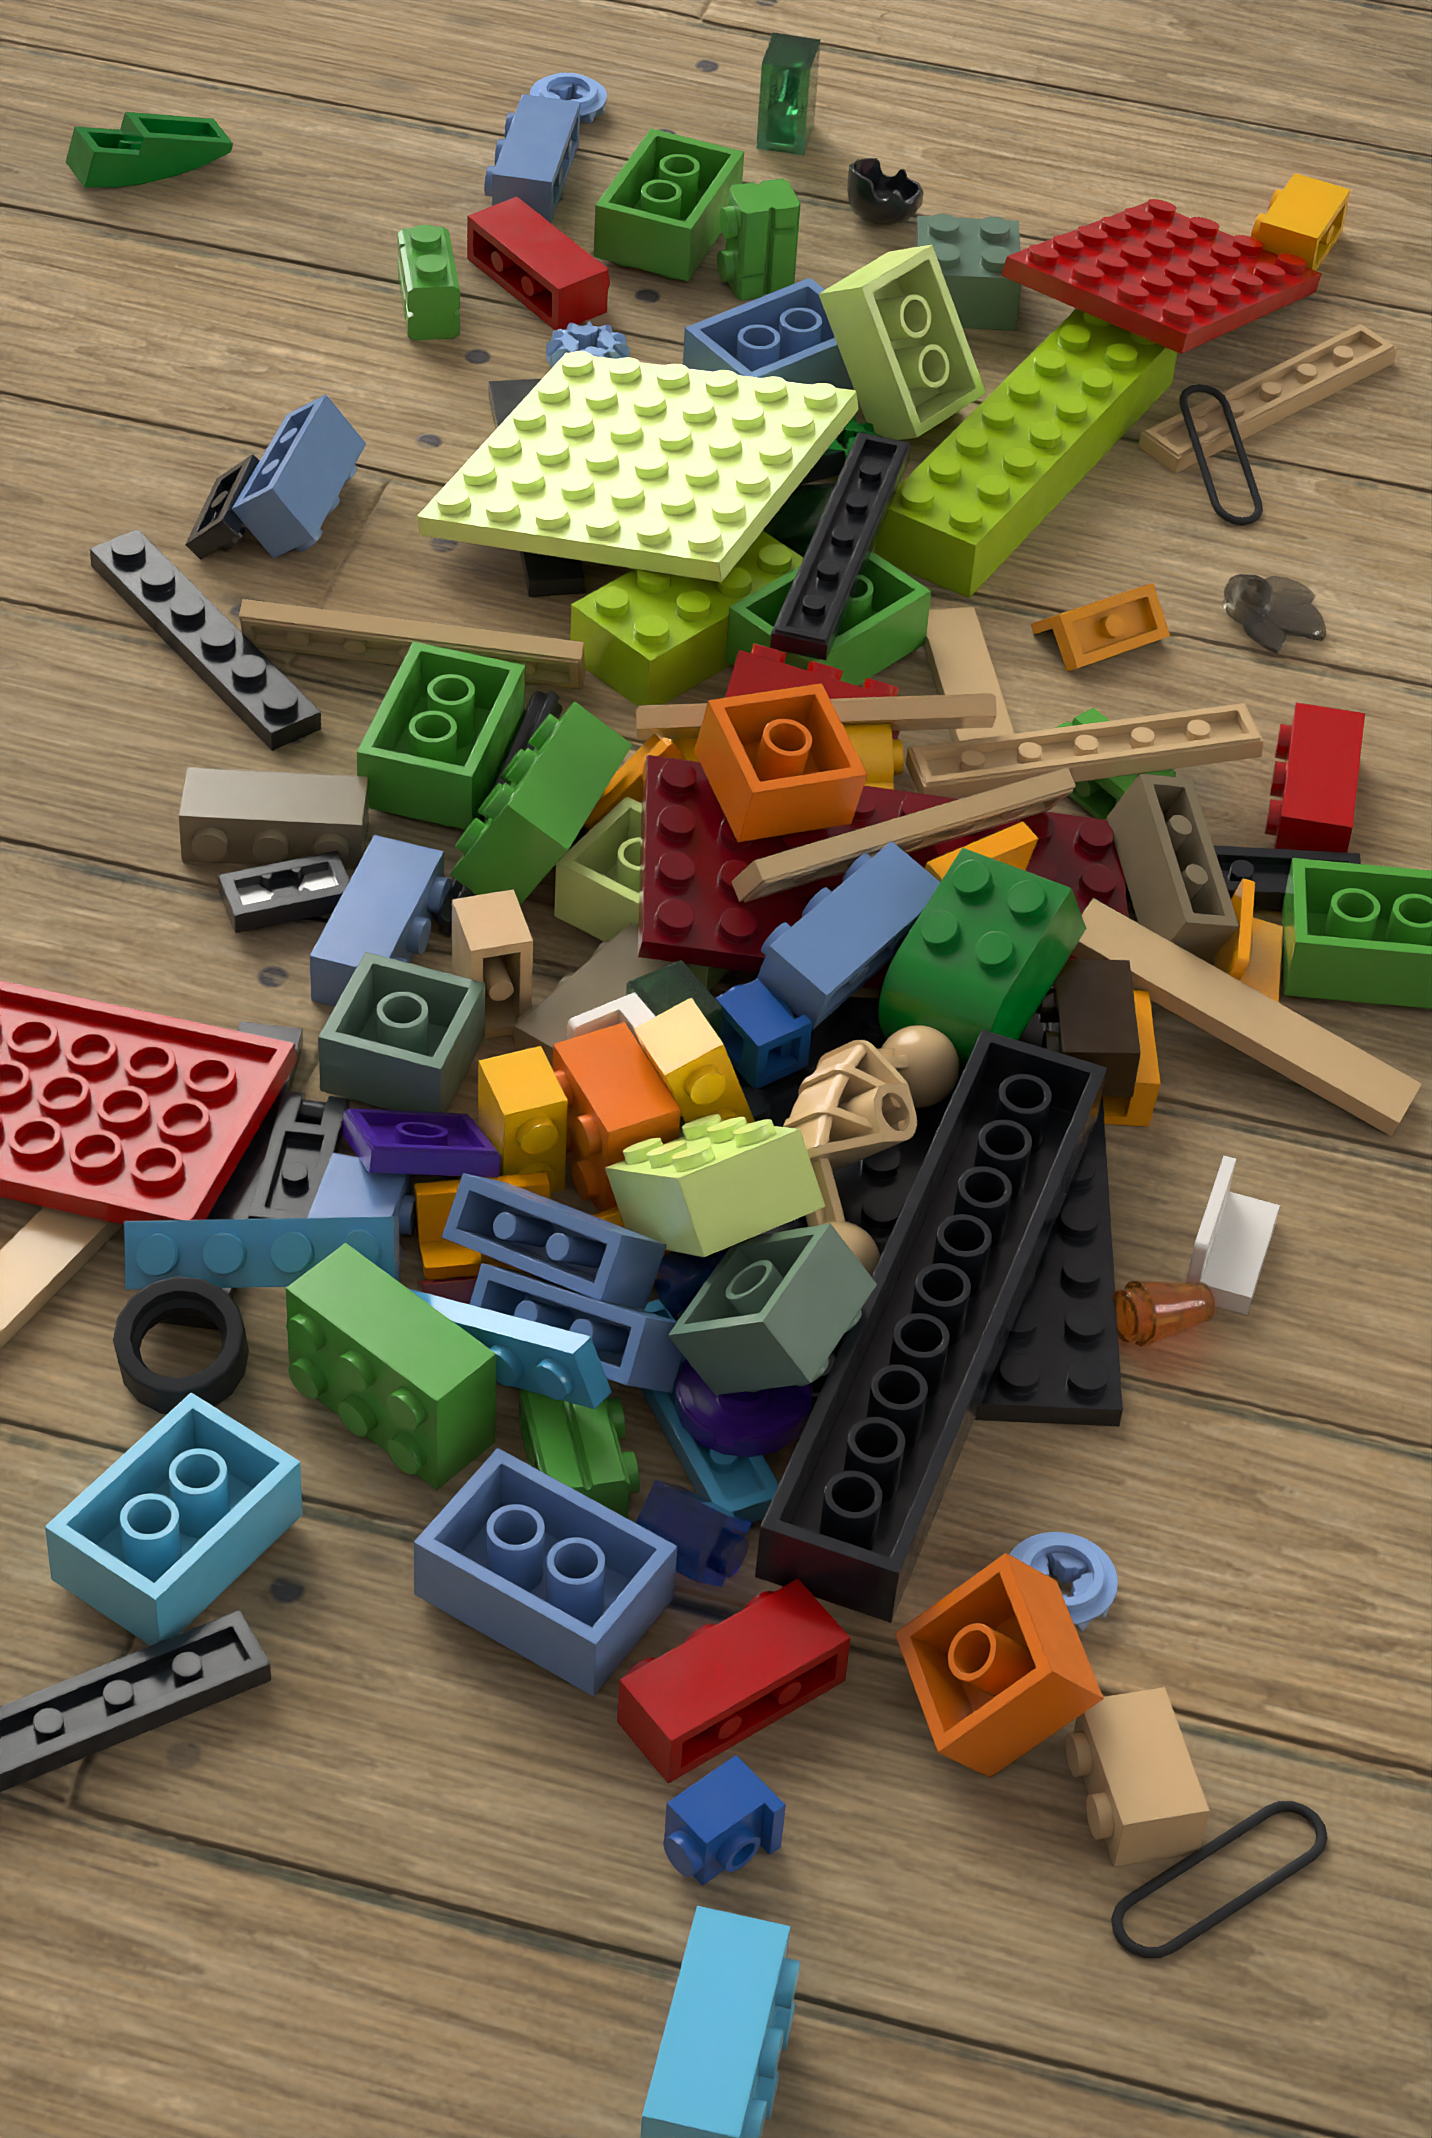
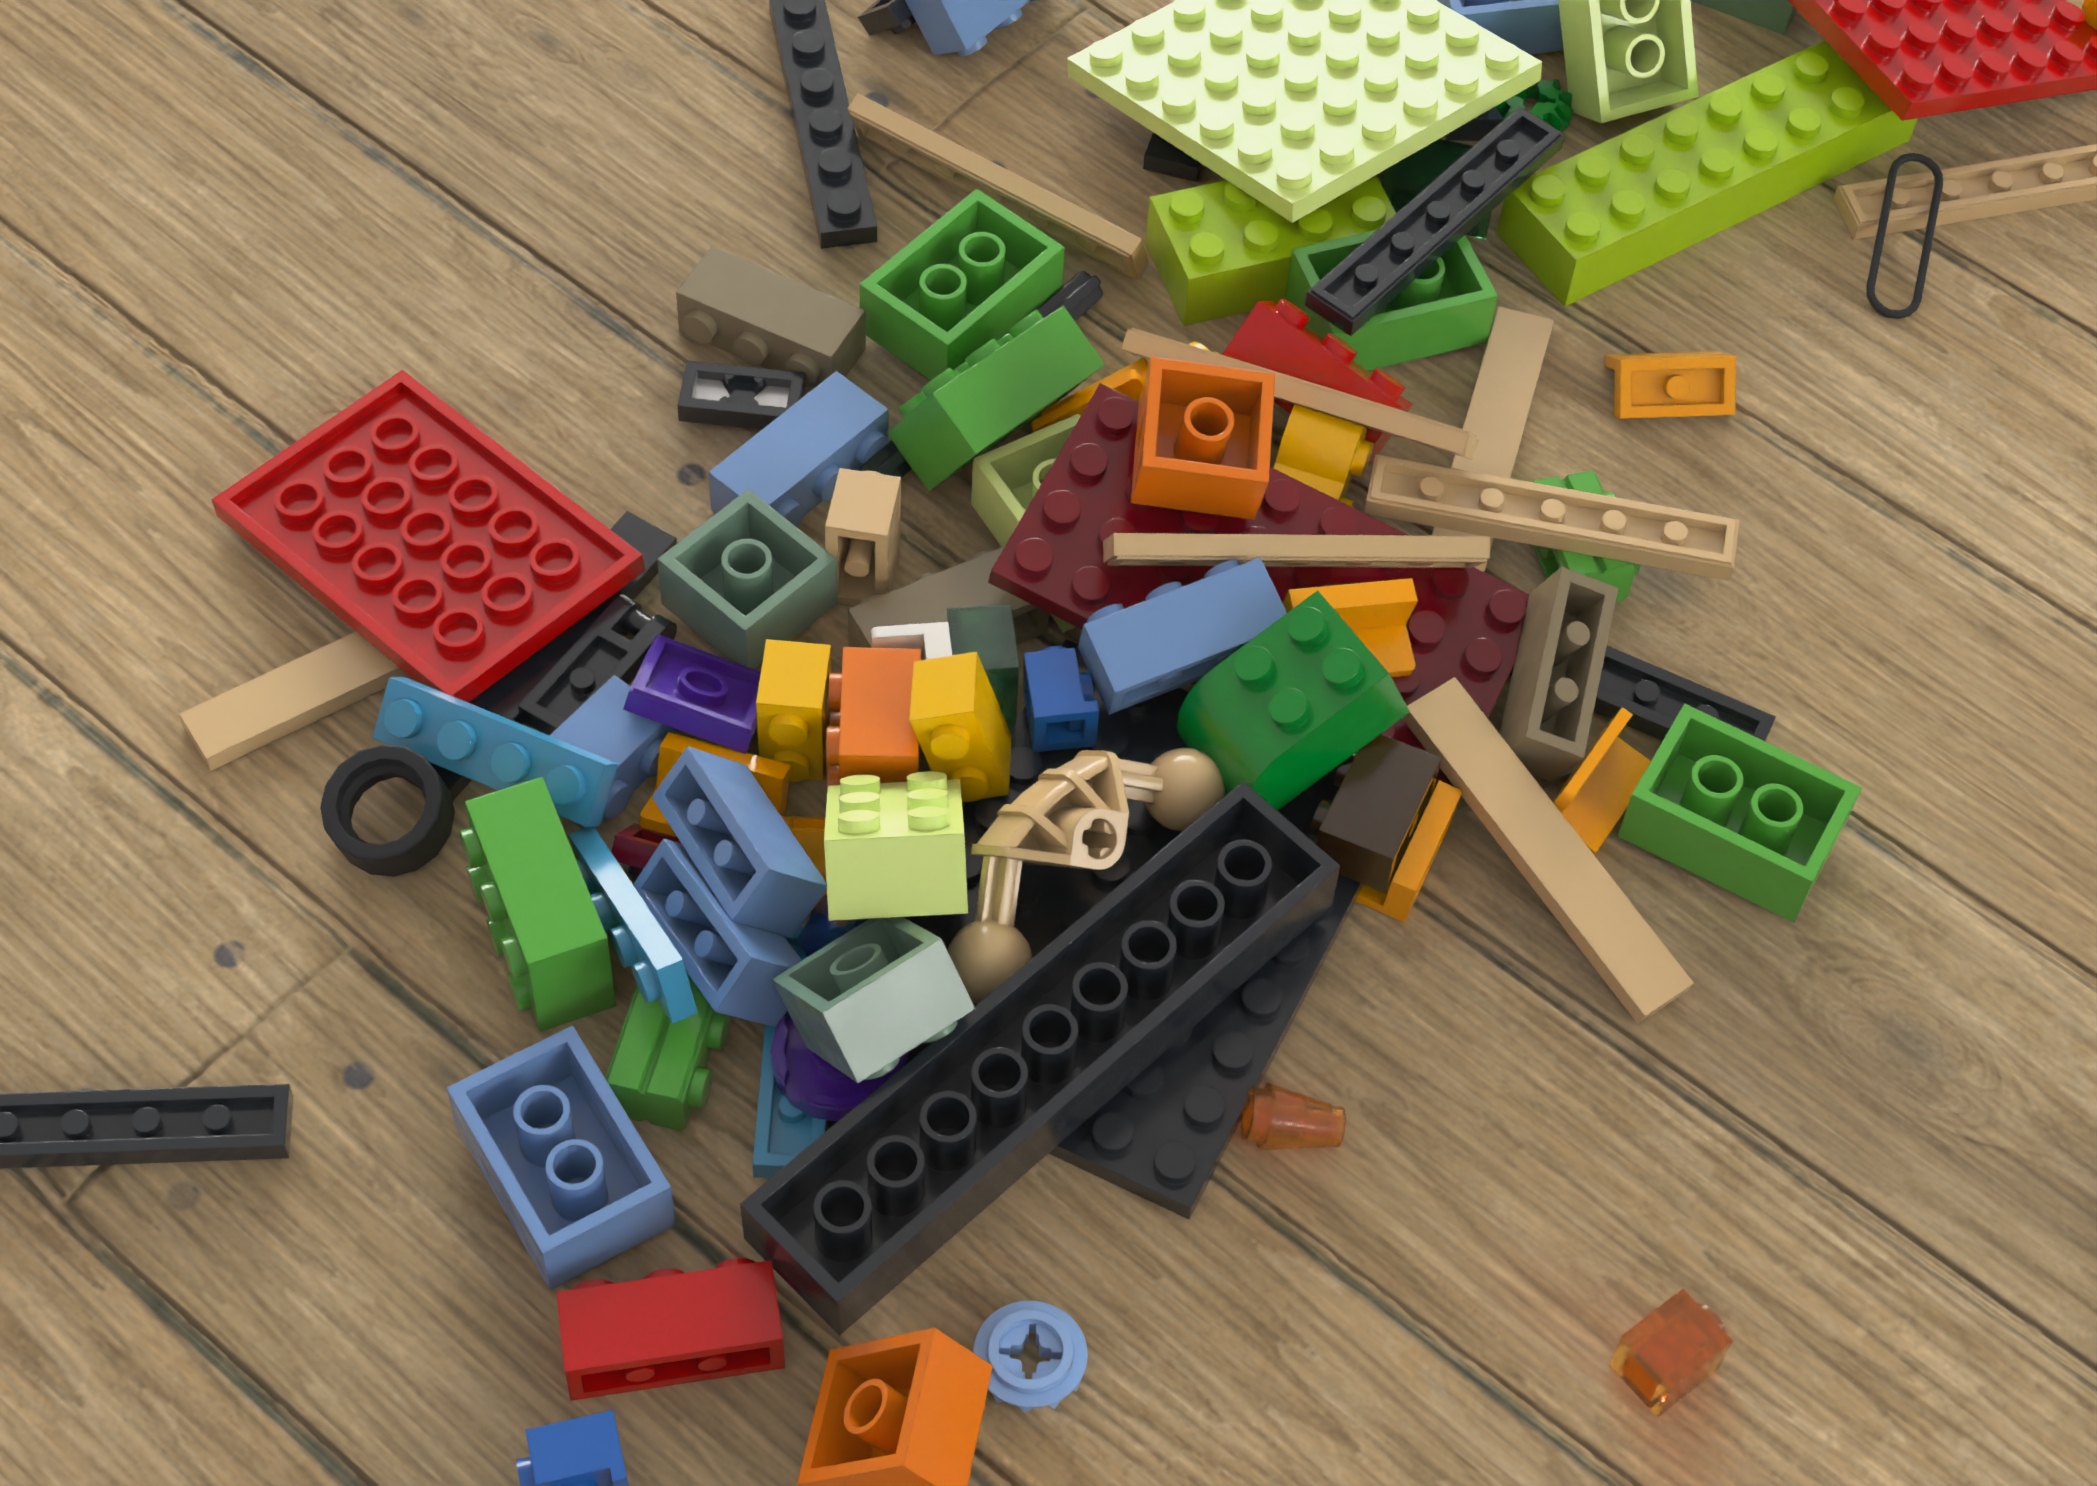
camera: 25 degrees right, 10 degrees up
(174, 1521) = (280, 978): medium azure brick -> none
(706, 1535) = (709, 1171): clear blue brick -> none
(1232, 1243) = (1400, 1076): white panel -> none
(1273, 609) = (1858, 421): clear smoke plate -> none
(1316, 779) = (1781, 624): red brick -> none

